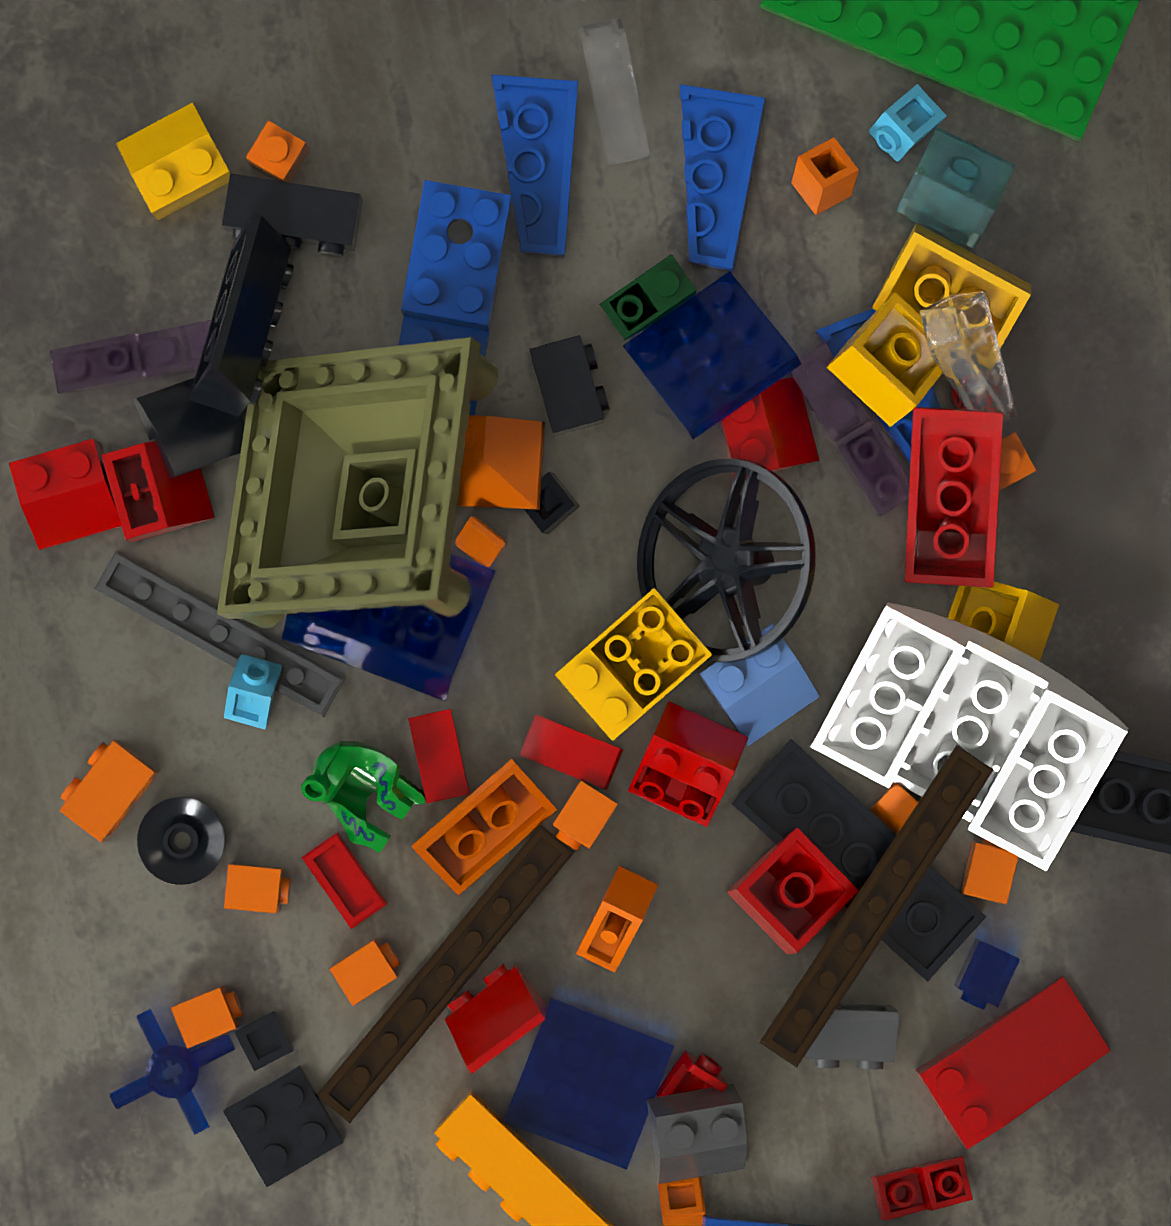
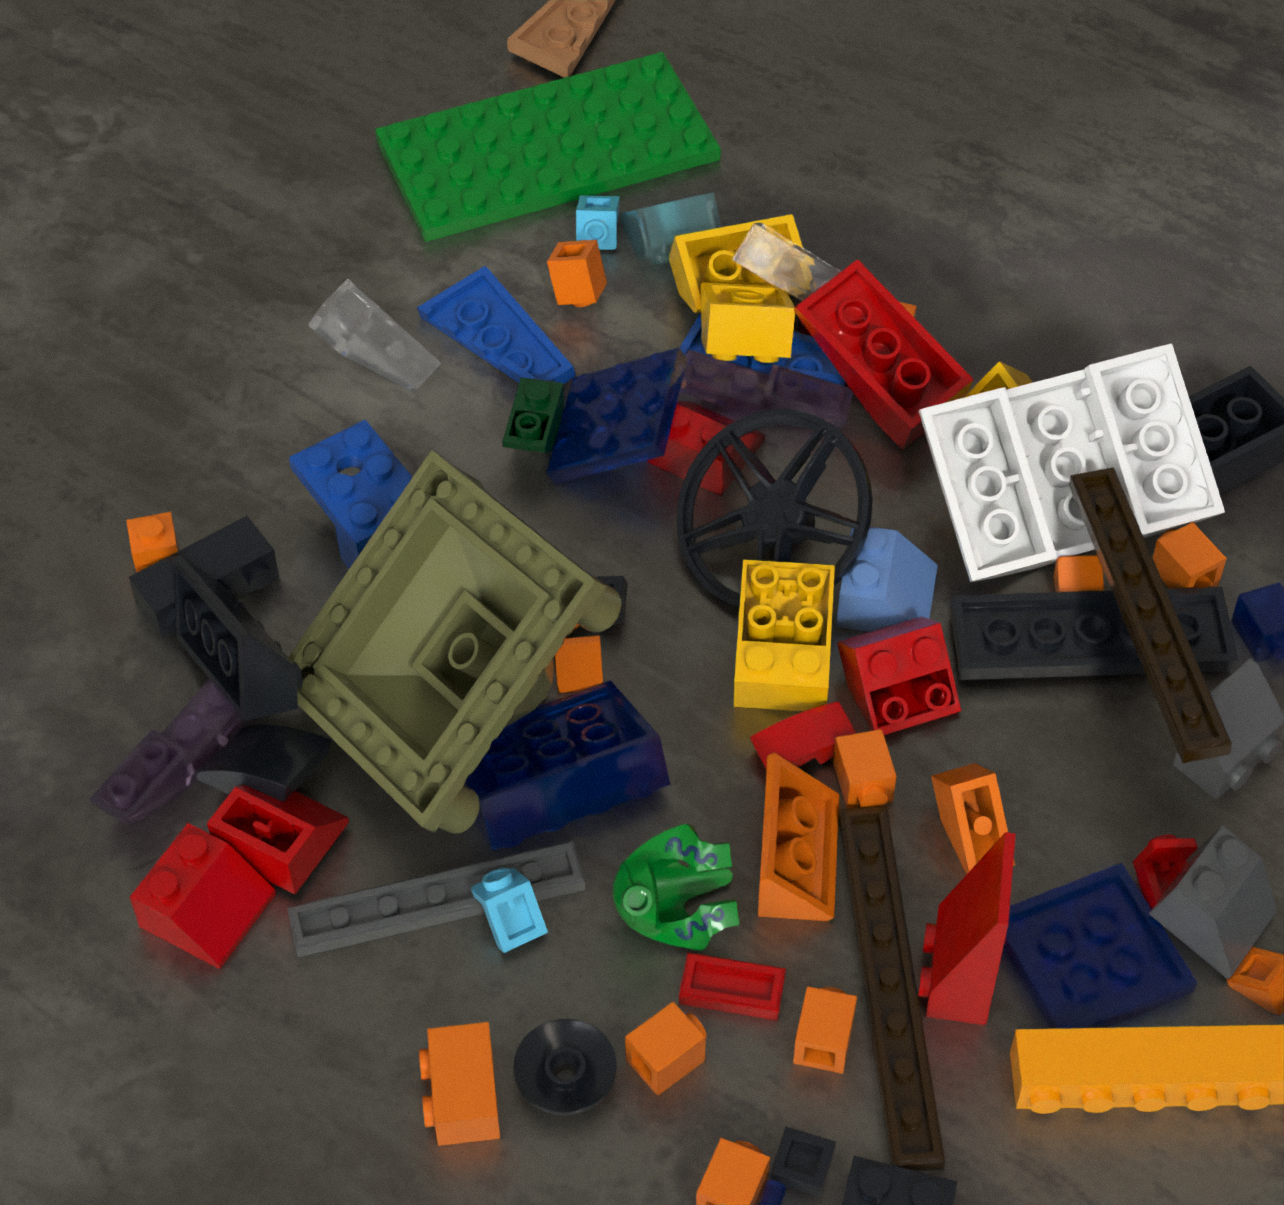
camera: 45 degrees left, 35 degrees down
(174, 161) = (79, 617): yellow slope -> none
(438, 756) = (711, 827): red tile -> none
(538, 150) = (341, 395): blue wing -> none
(568, 386) = (552, 516): black brick -> none
(792, 891) = (1075, 683): red slope -> none

